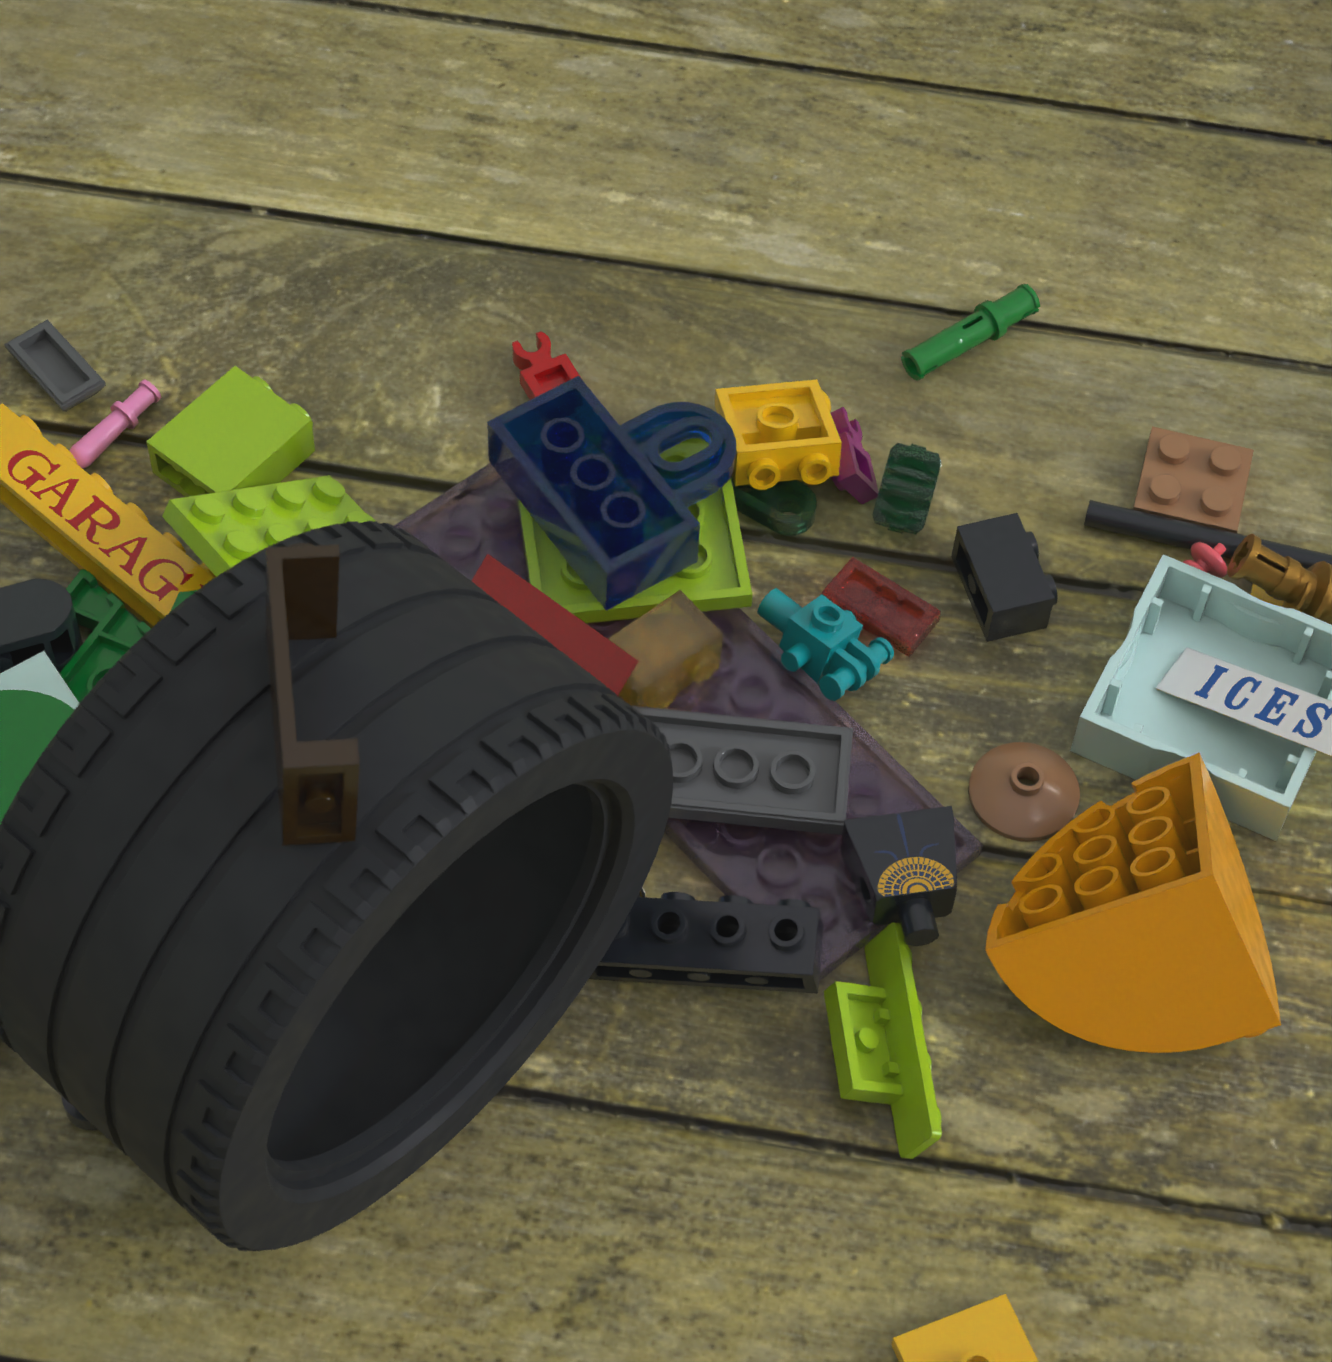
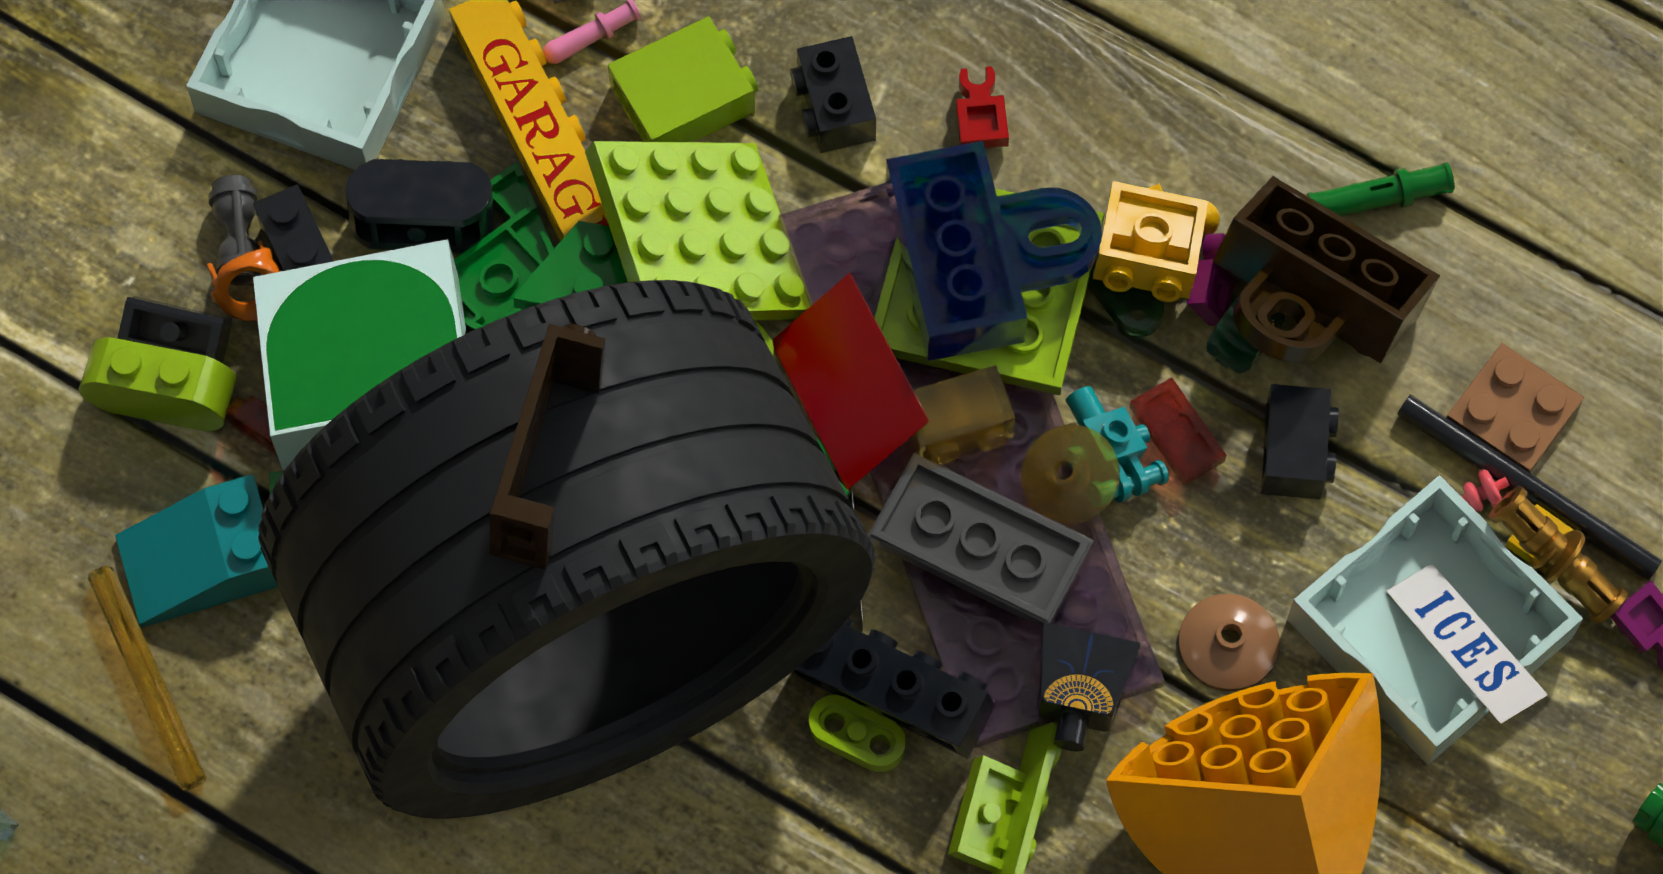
camera: 25 degrees right, 10 degrees up
(394, 404) = (835, 95): none -> black brick
(688, 1007) = (860, 731): none -> lime plate
(813, 695) = (1086, 490): none -> clear yellow dish
(958, 408) = (1321, 275): none -> dark brown brick

